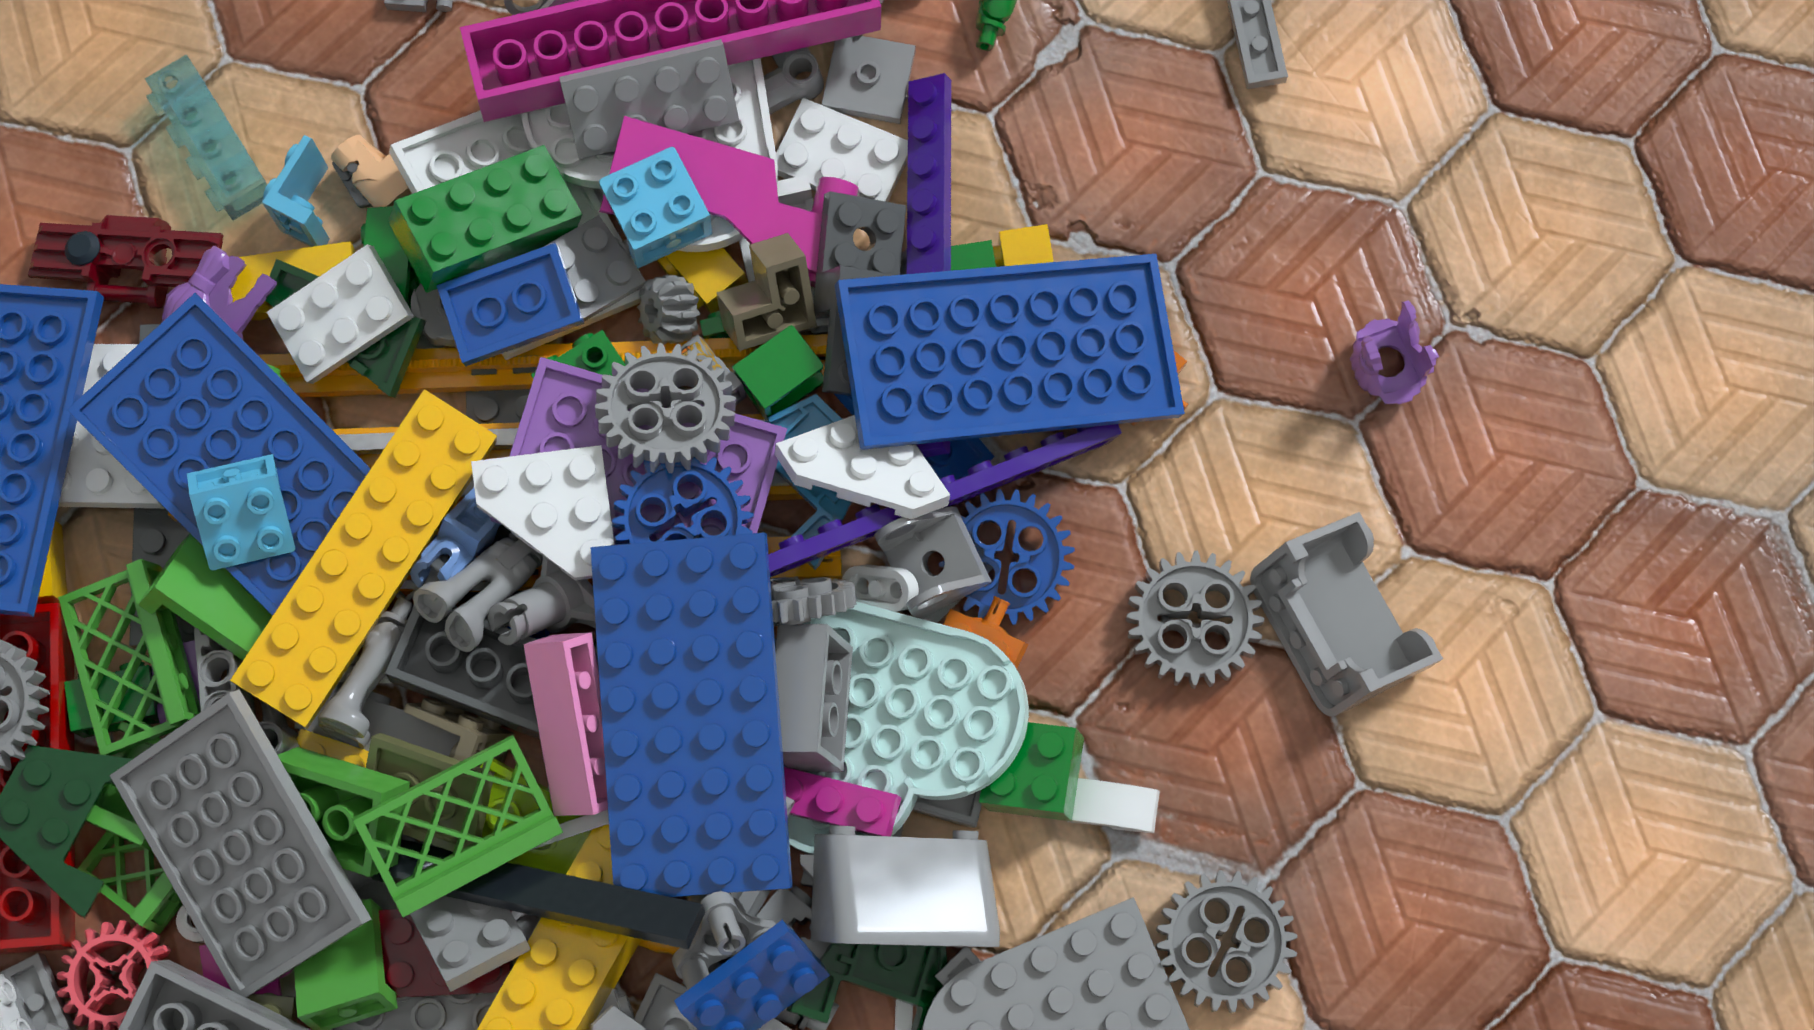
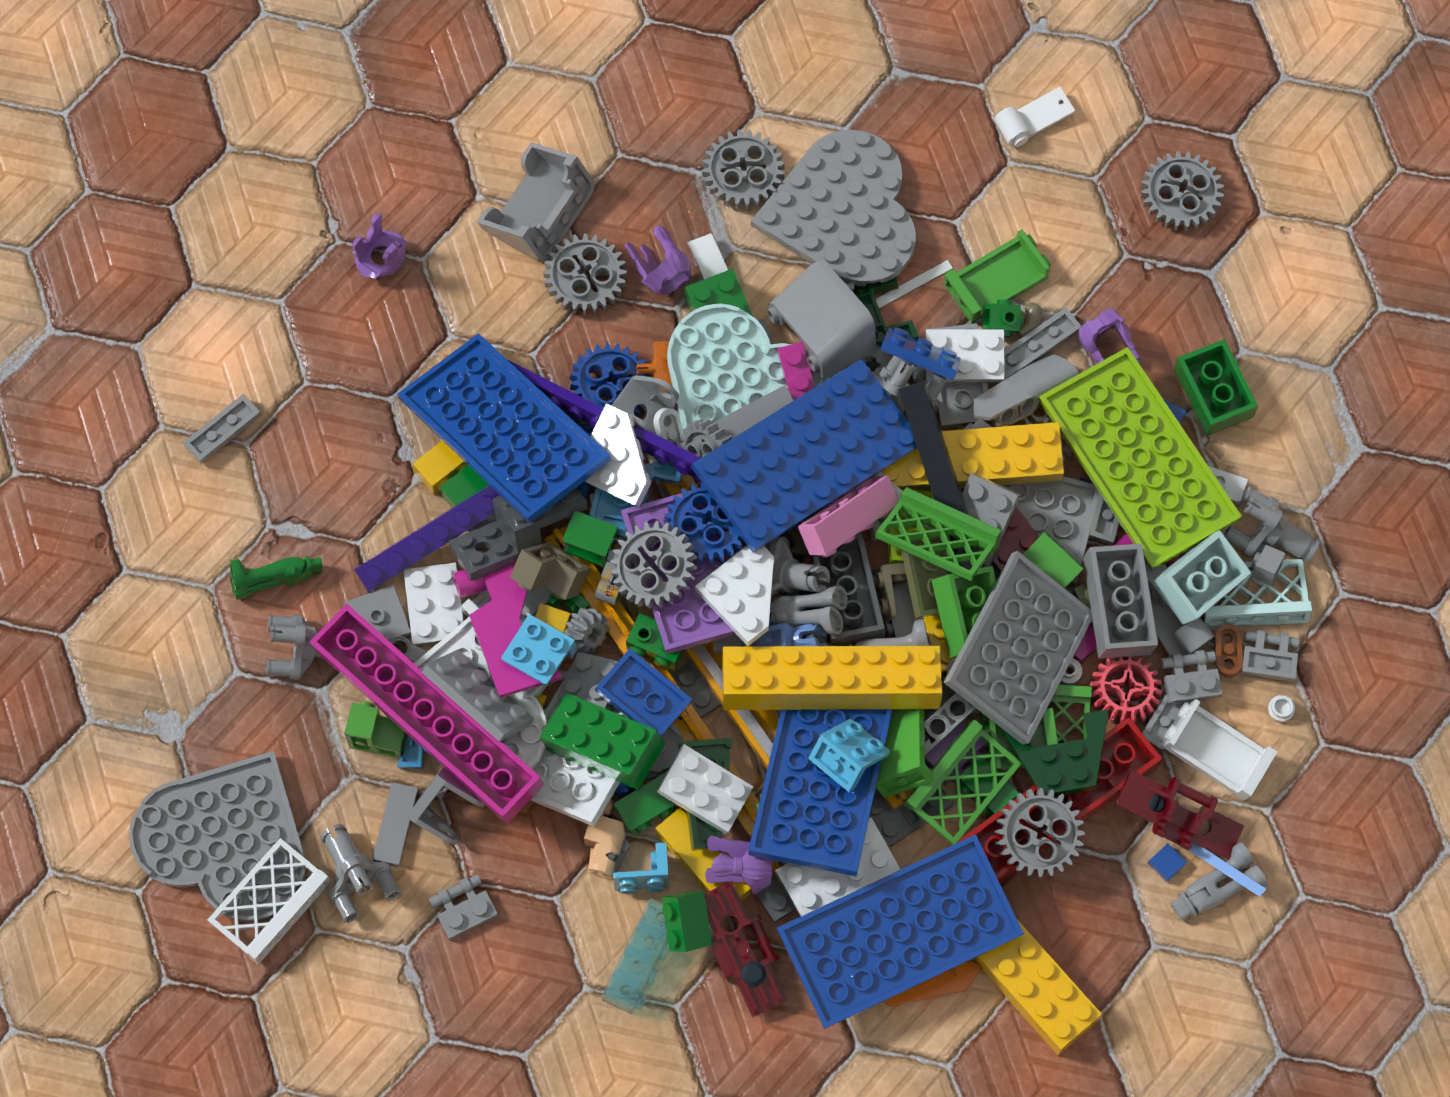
camera: 125 degrees left, 5 degrees down
(198, 200) = (686, 921): none -> green brick
(1133, 731) = (670, 273): none -> medium lavender piece

